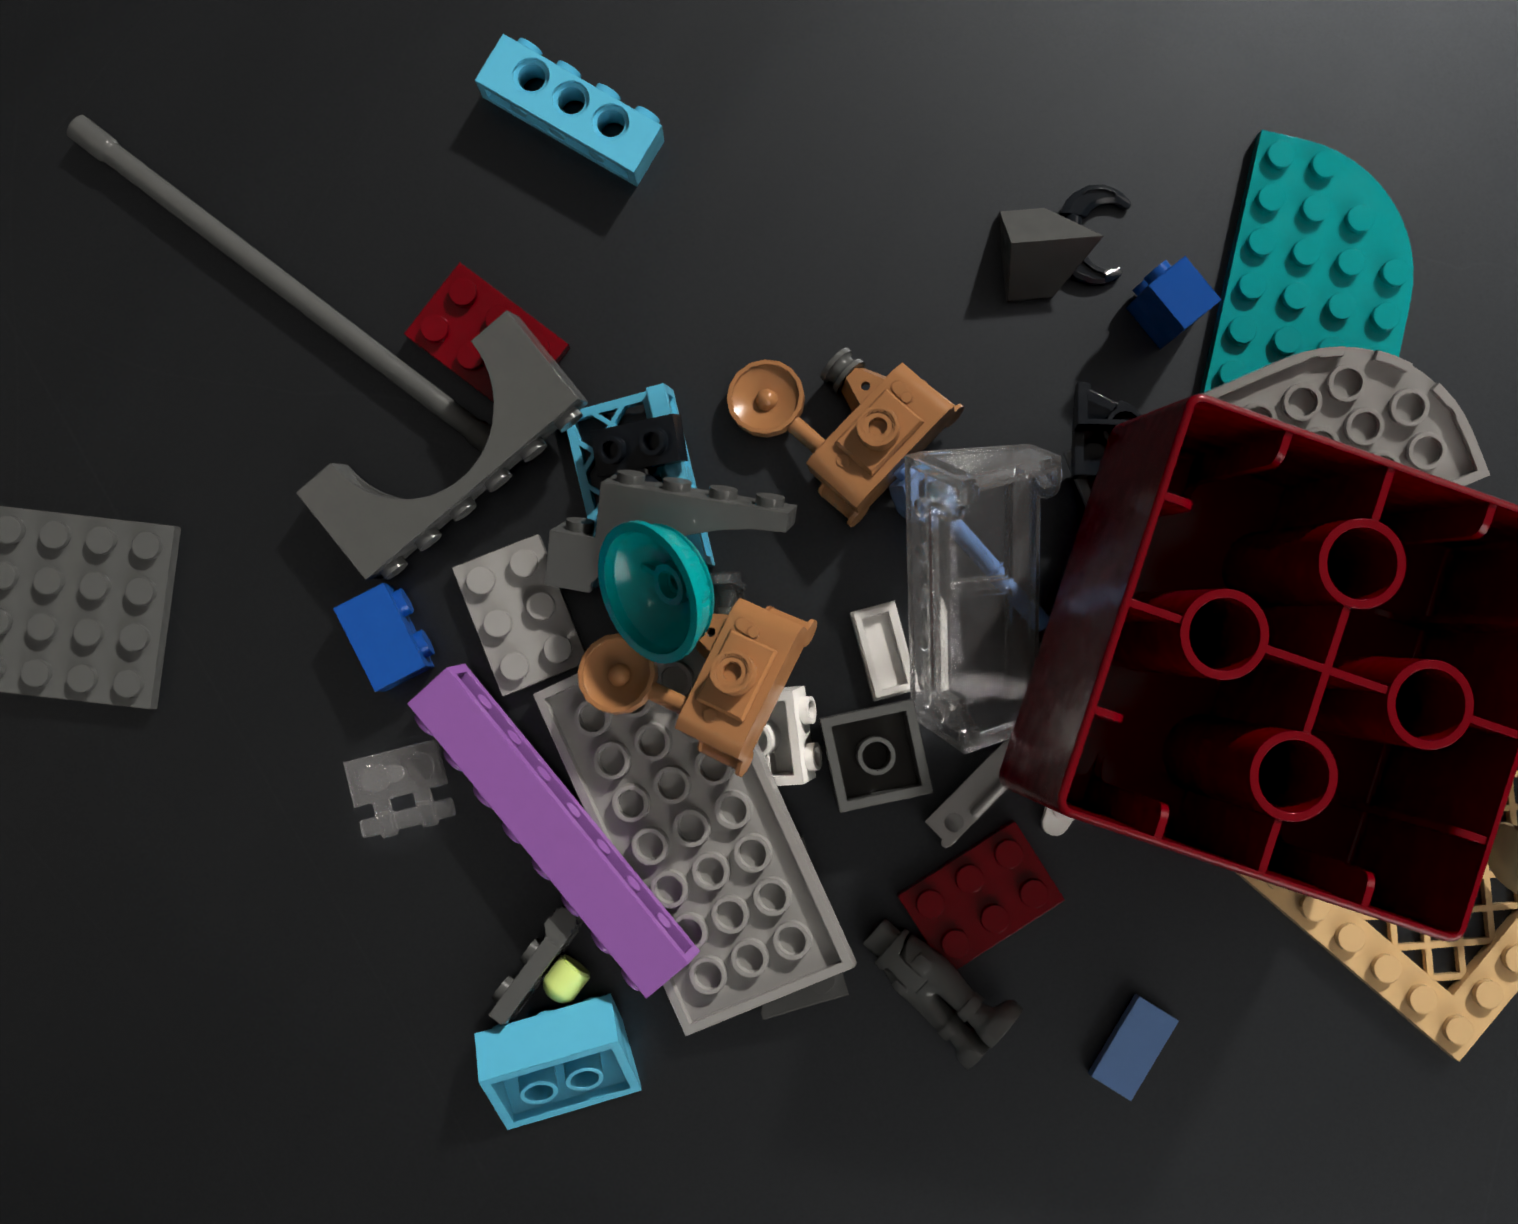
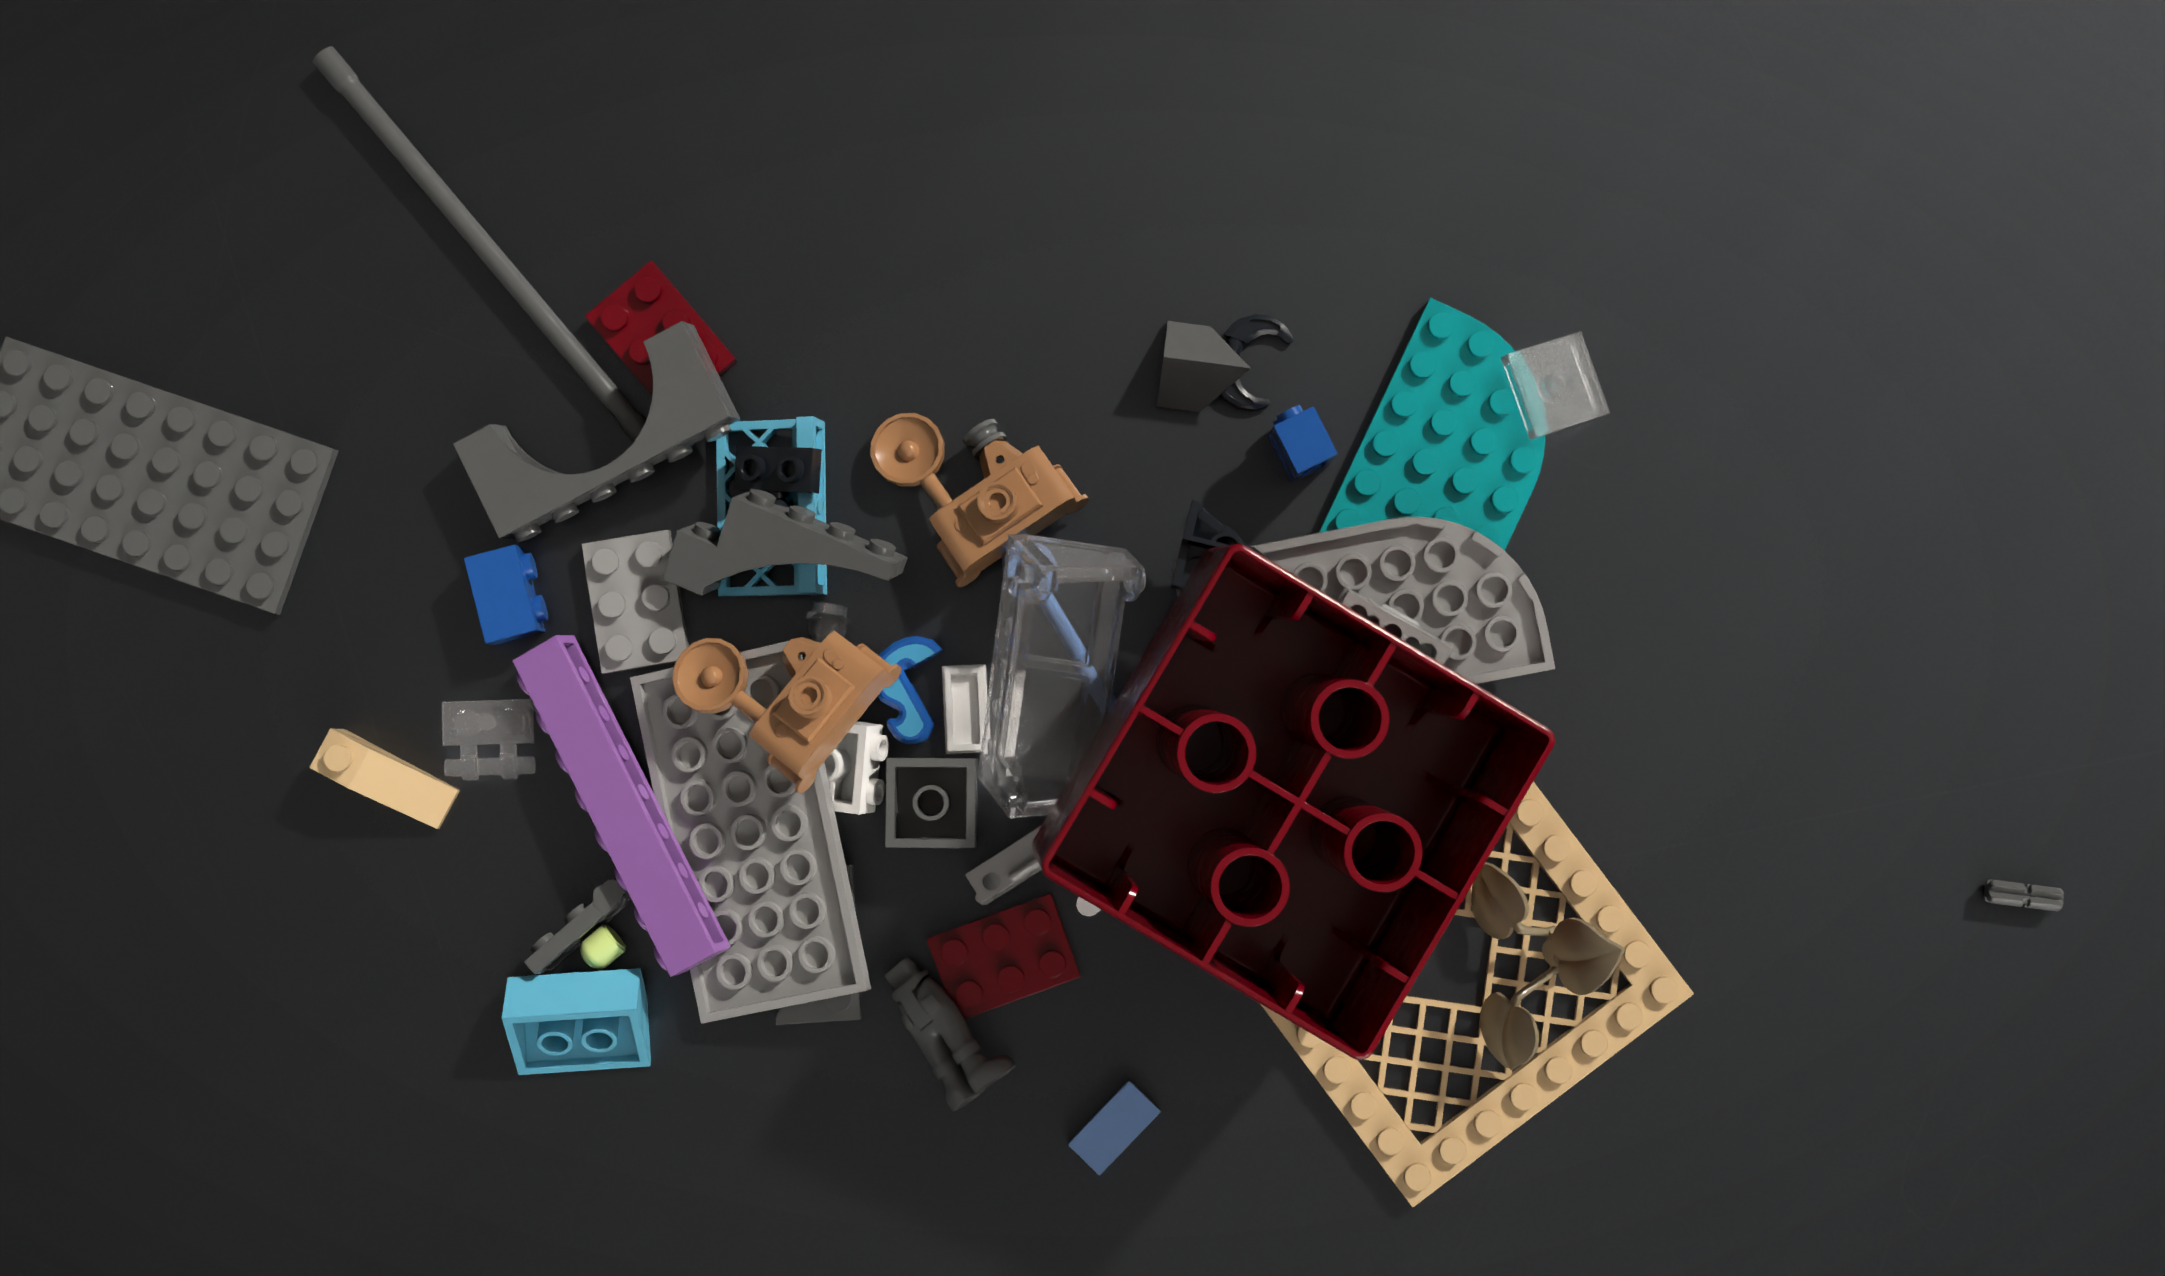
camera: 20 degrees right, 0 degrees up
(299, 853) = (383, 777): none -> tan slope
(517, 62) = (729, 101): medium azure brick -> none
(655, 589) = (758, 606): teal hat -> none
(835, 675) = (913, 721): none -> animal
(1409, 190) = (1555, 385): none -> clear plate

